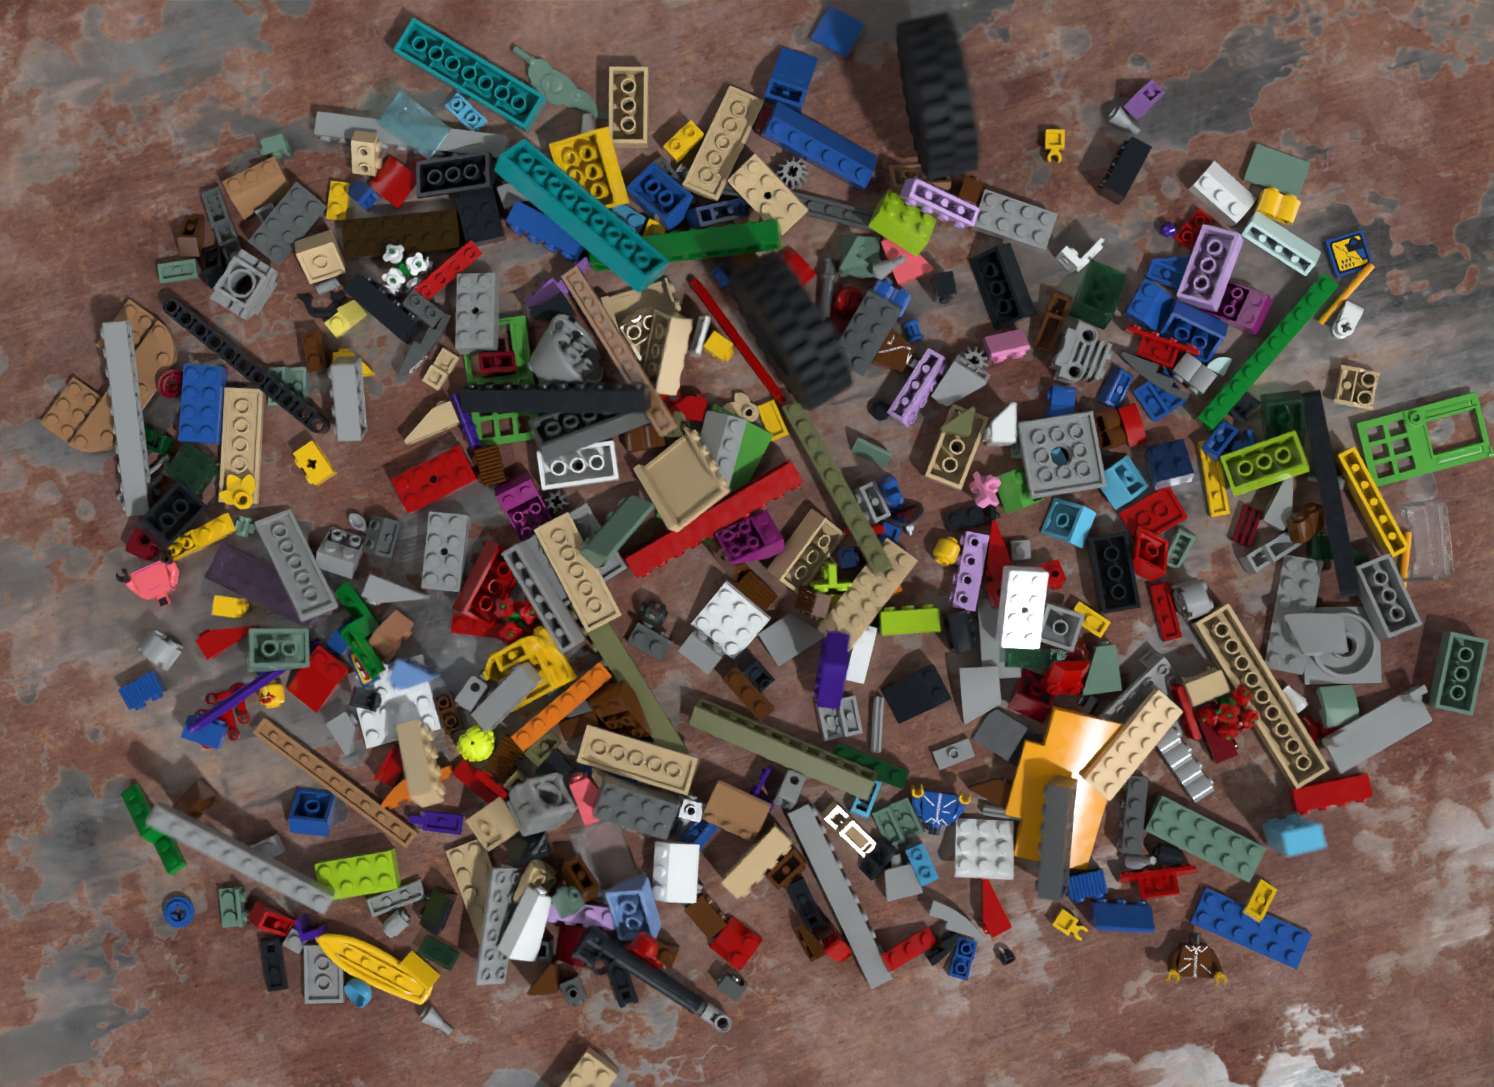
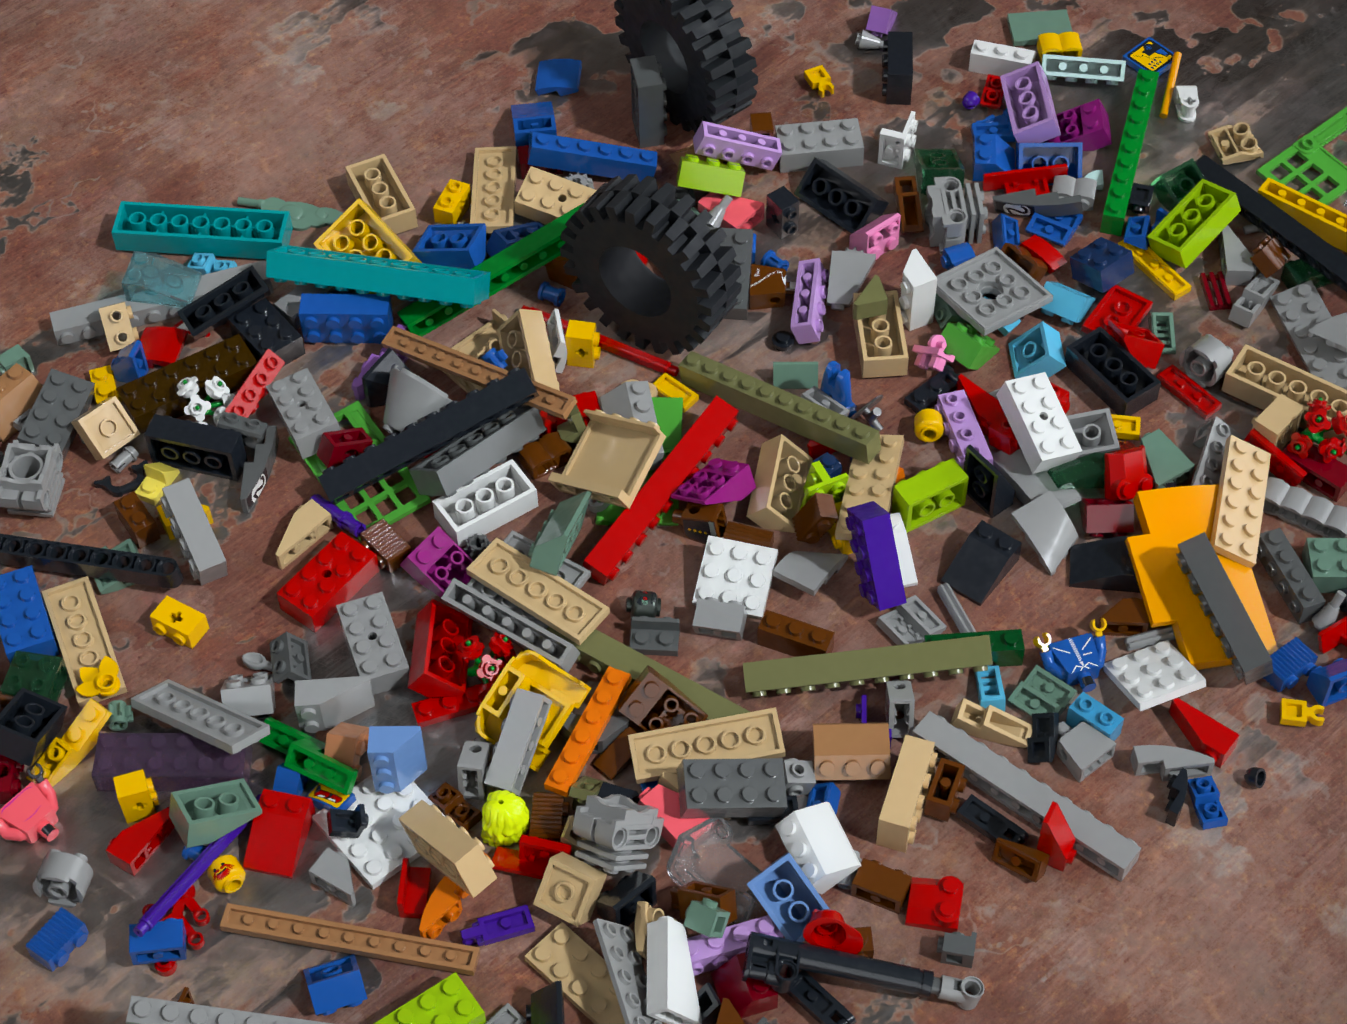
camera: 30 degrees left, 35 degrees down
(441, 368) = (286, 484): tan slope -> none
(638, 341) = (496, 358): none -> blue gear
(753, 670) = (787, 605): black slope -> none
(889, 120) = (648, 101): none -> dark grey brick
(908, 949) = (1138, 813): red plate -> none
(953, 753) = (1058, 606): light grey plate -> none

